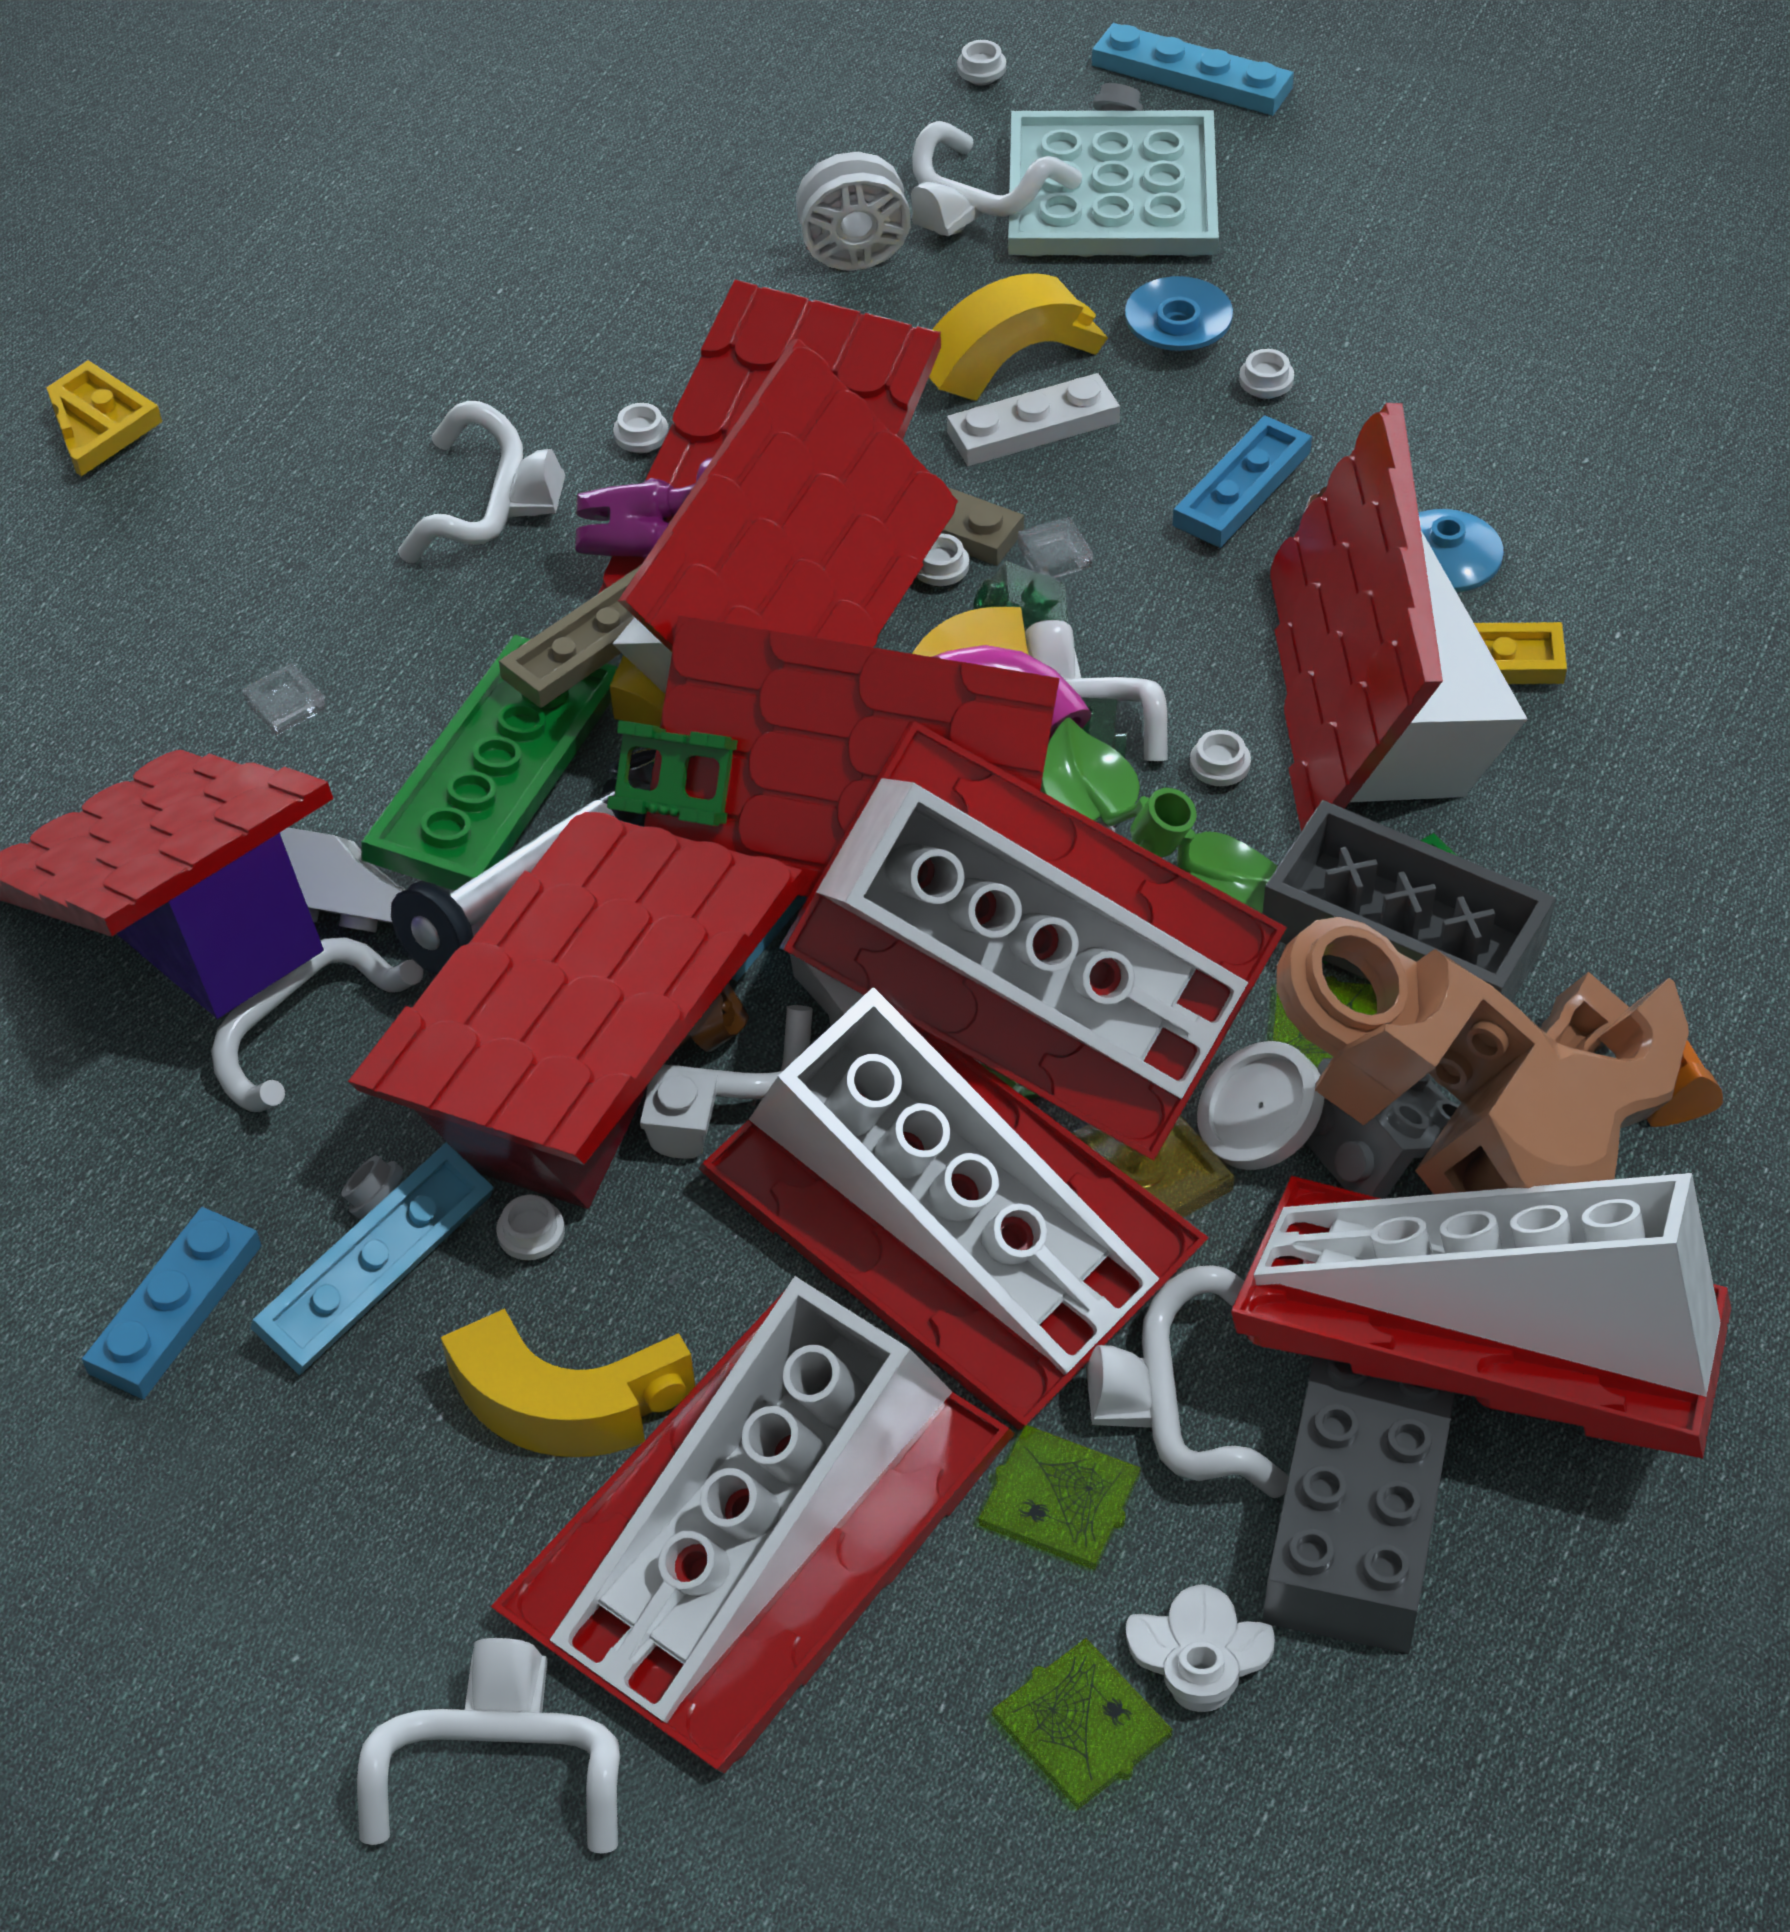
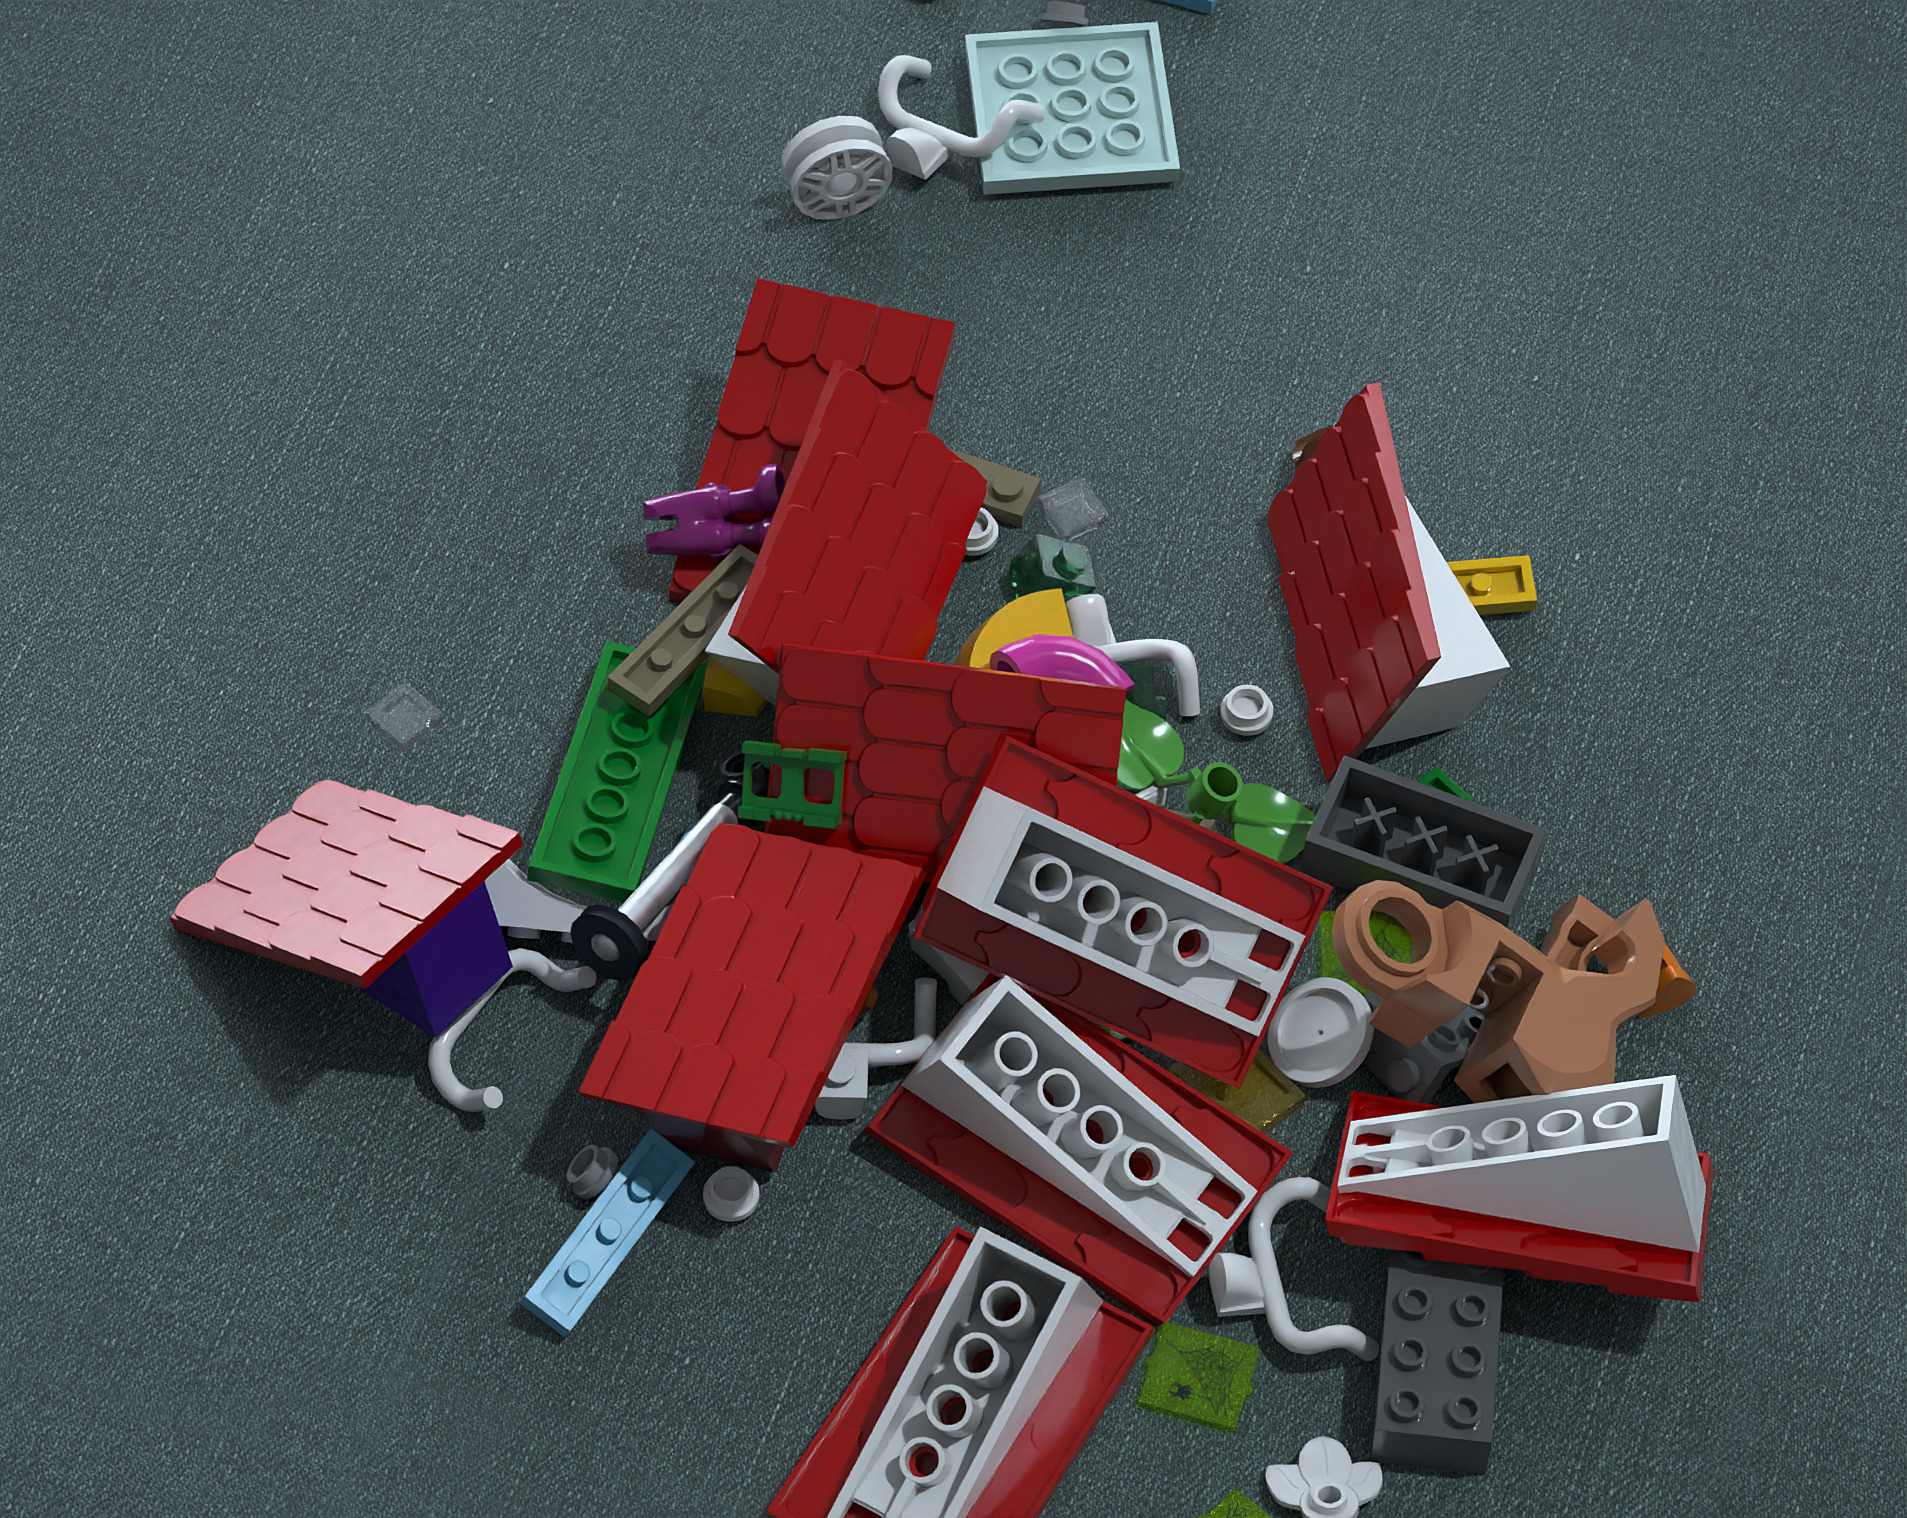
camera: 10 degrees left, 5 degrees up
(99, 415) = (159, 435): yellow wing -> none
(171, 1303) = (444, 1285): dark azure plate -> none
(519, 489) = (573, 488): white piece -> none
(558, 1407) = (782, 1344): yellow arch -> none
(640, 428) = (674, 412): white plate -> none
(1003, 320) = (998, 282): yellow arch -> none
(1033, 419) = (1033, 374): white plate -> none
(1178, 313) = (1153, 253): dark azure dish -> none
(1242, 481) = (1232, 428): dark azure plate -> none
(1266, 374) = (1240, 312): white plate -> none
(1463, 545) = (1442, 488): dark azure dish -> none

